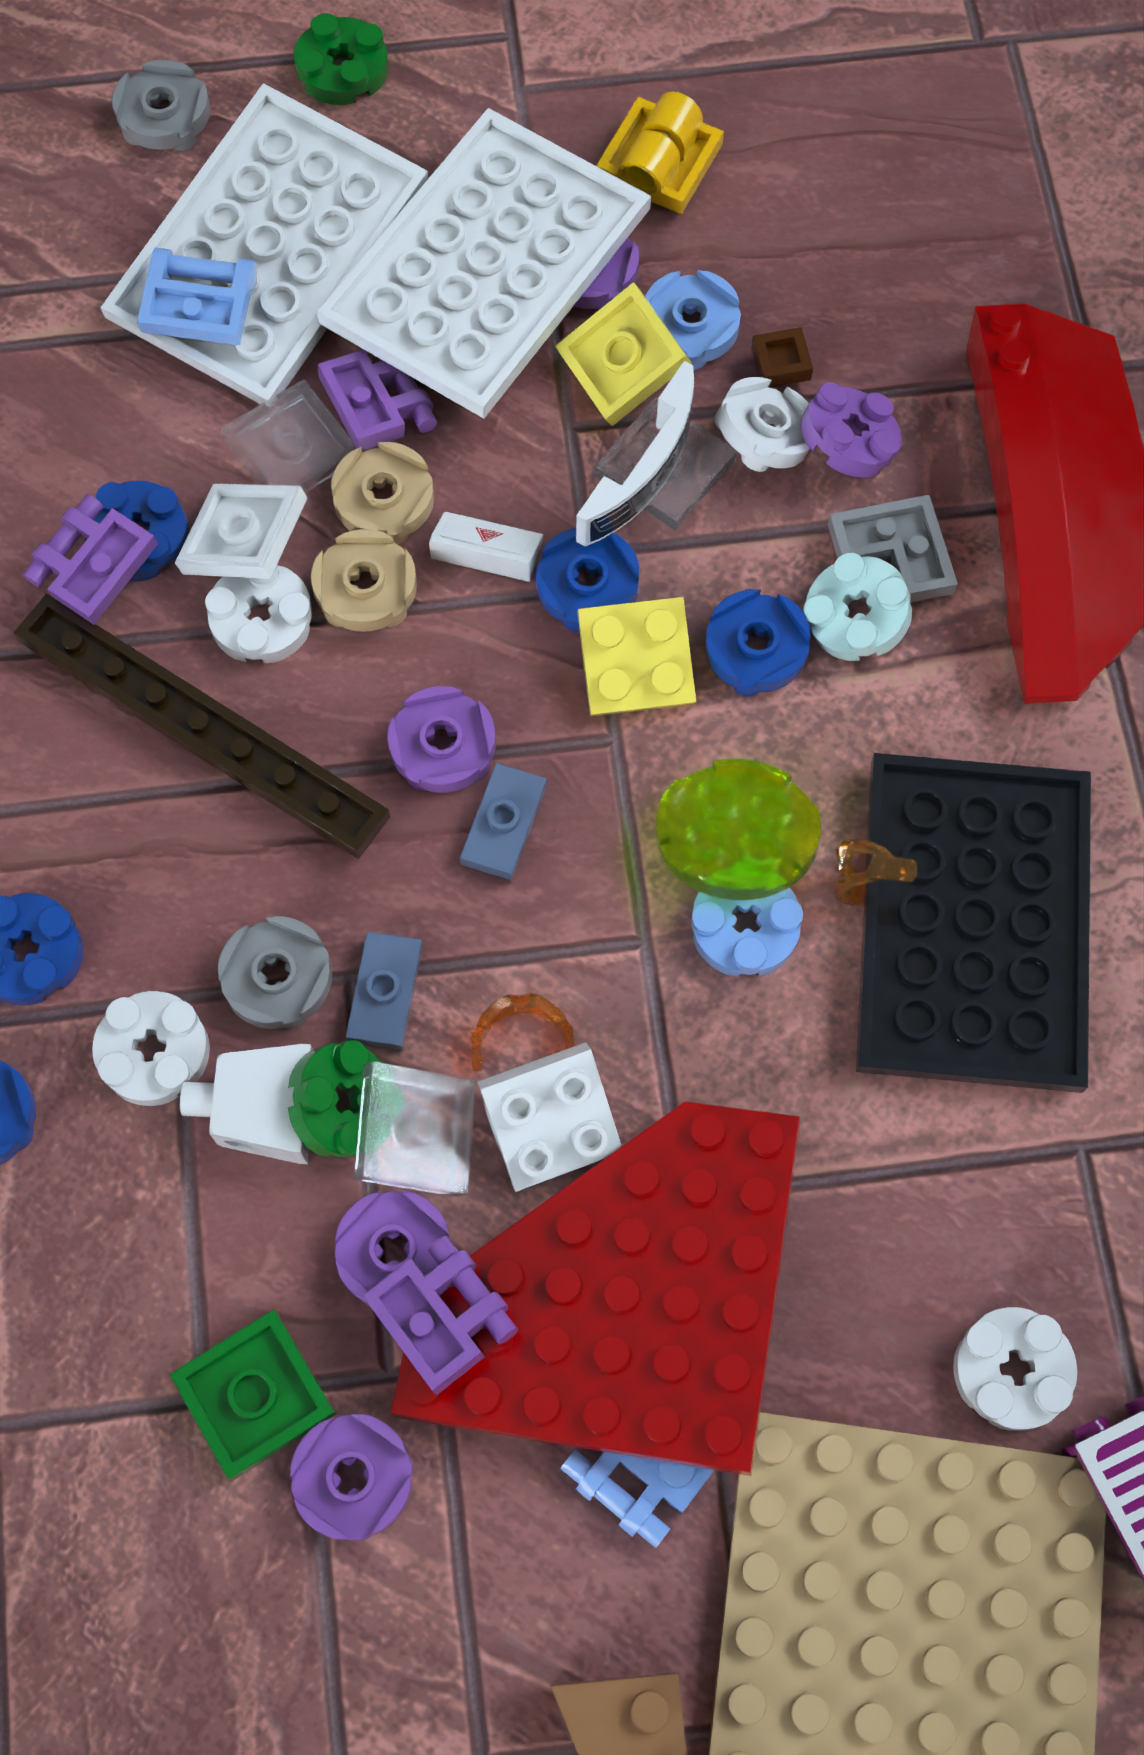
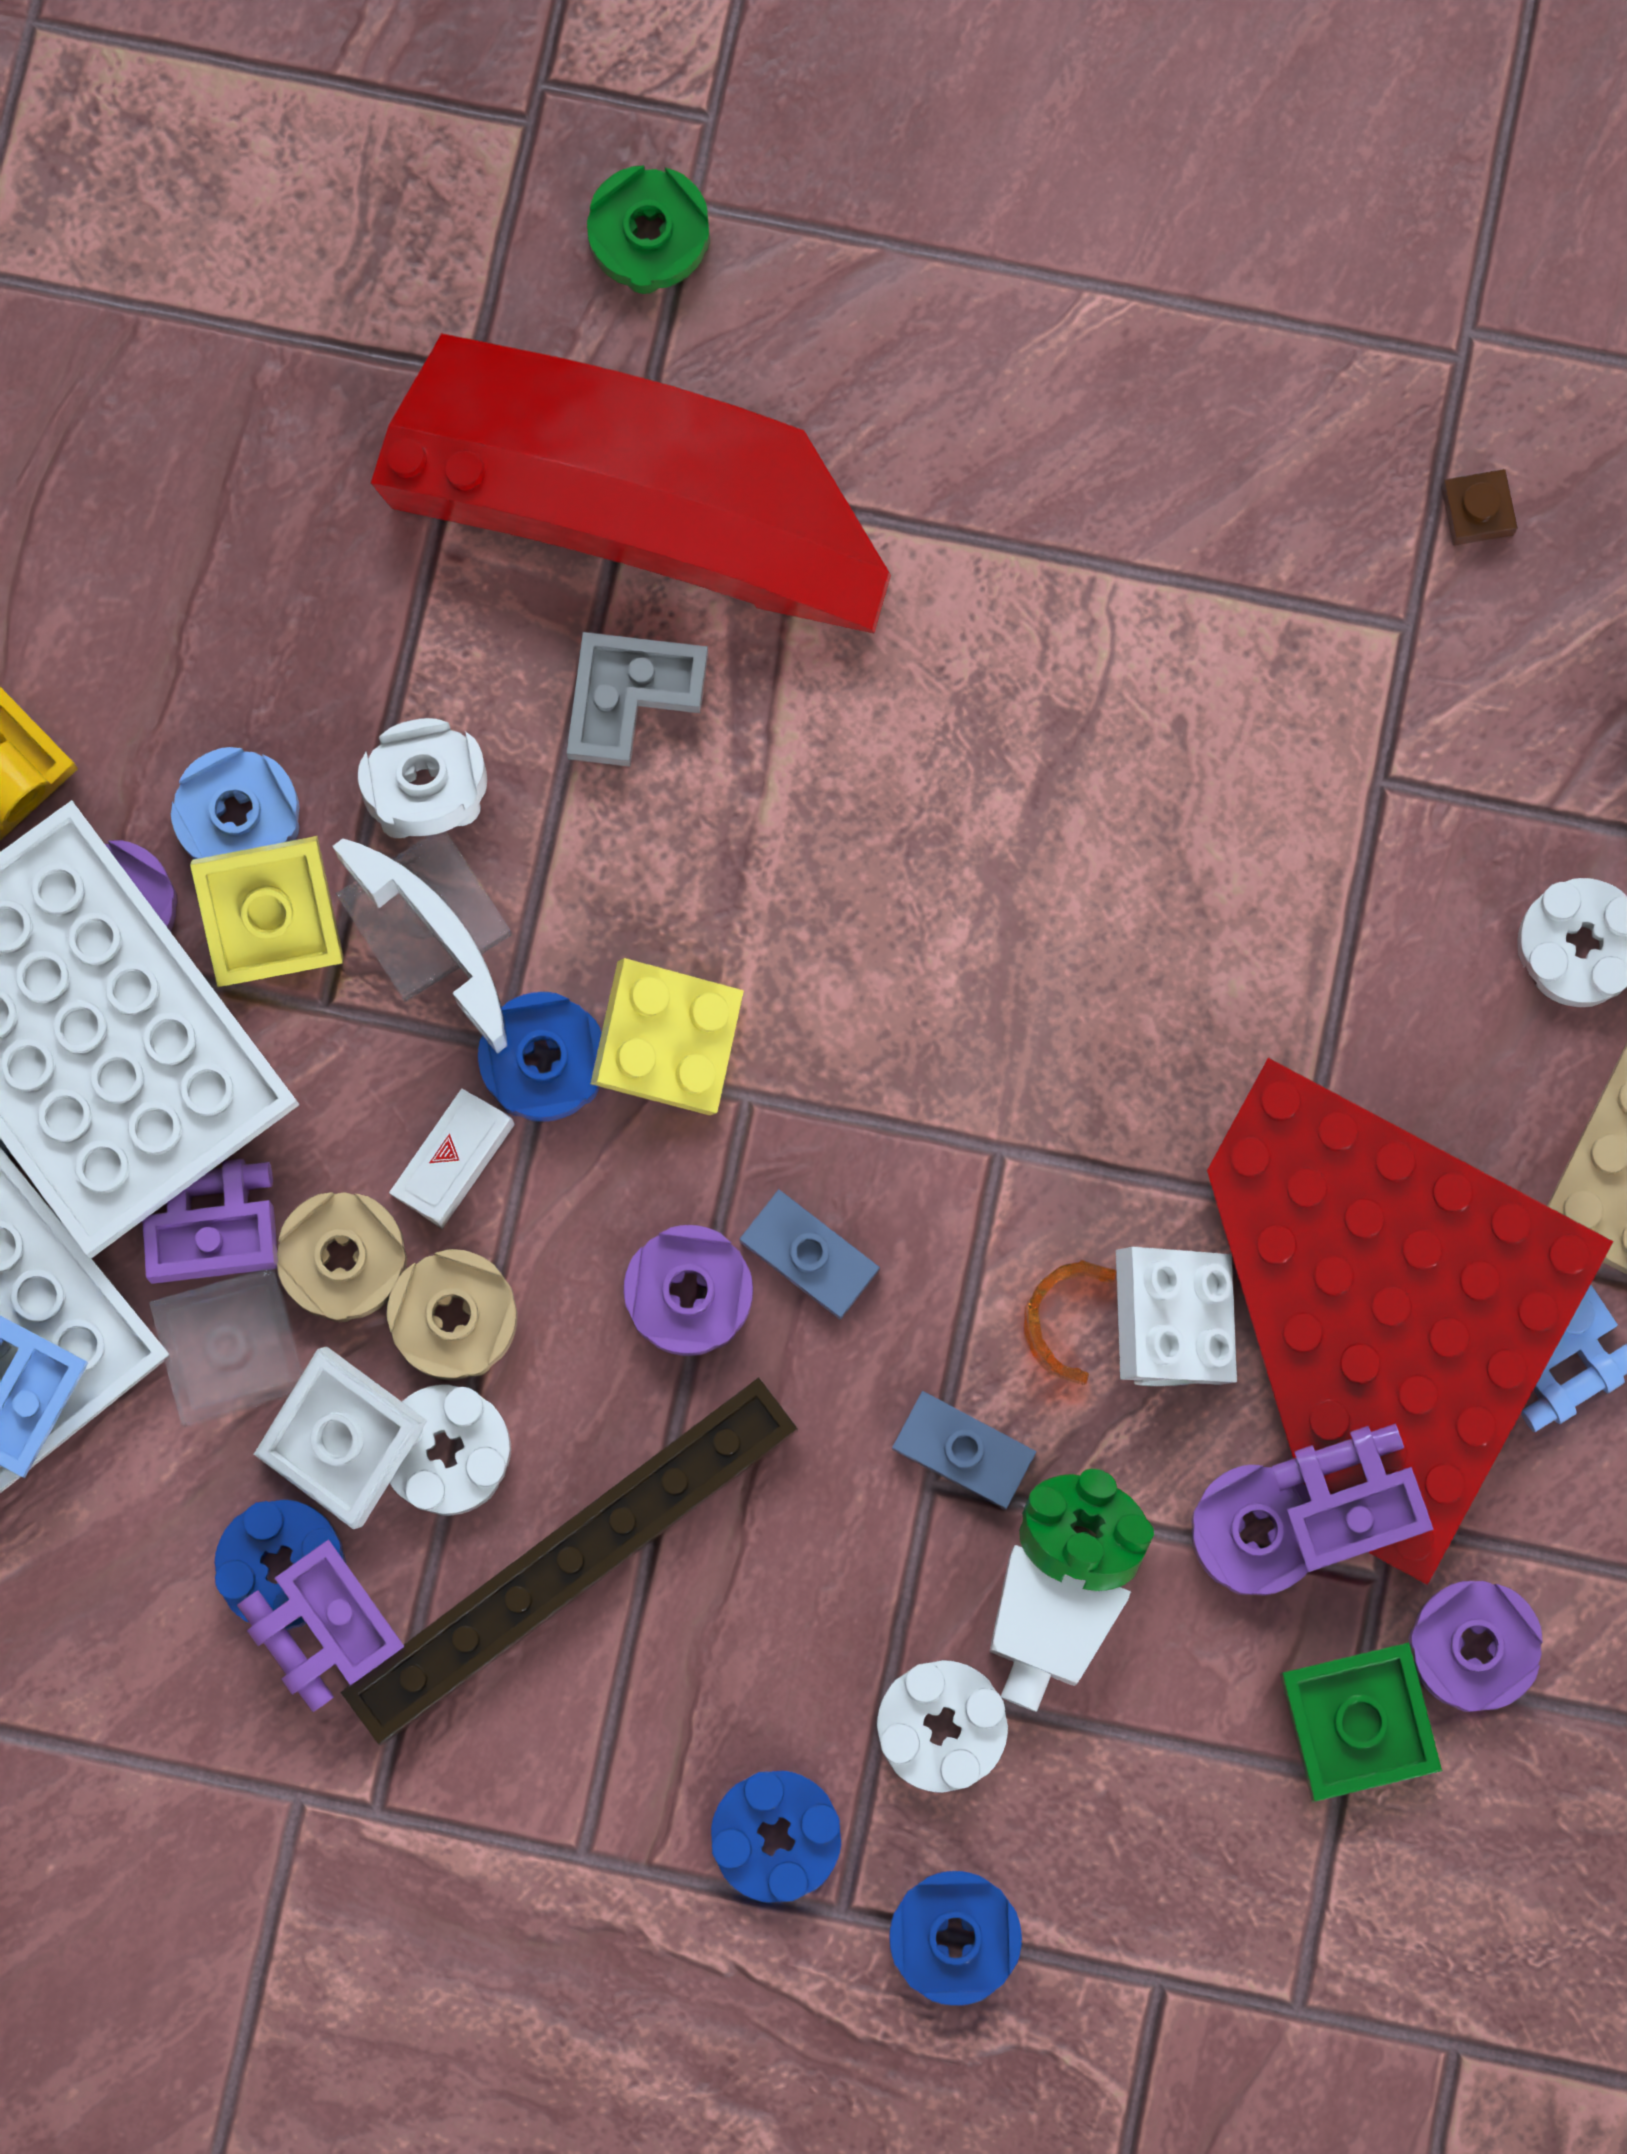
camera: 70 degrees left, 10 degrees up
(286, 1002) = (867, 1565): light grey plate -> none
(415, 1129) = (1140, 1464): clear plate -> none
(738, 830) = (916, 1001): clear neon green tile -> none
(748, 951) = (1009, 1067): light blue plate -> none
(754, 669) = (715, 866): blue plate -> none
(782, 357) = (333, 727): reddish brown plate -> none
(830, 424) = (459, 656): medium lavender plate -> none
(850, 580) = (702, 731): light aqua plate -> none
(881, 867) = (1037, 867): clear orange helmet -> none
(988, 948) = (1104, 788): black plate -> none

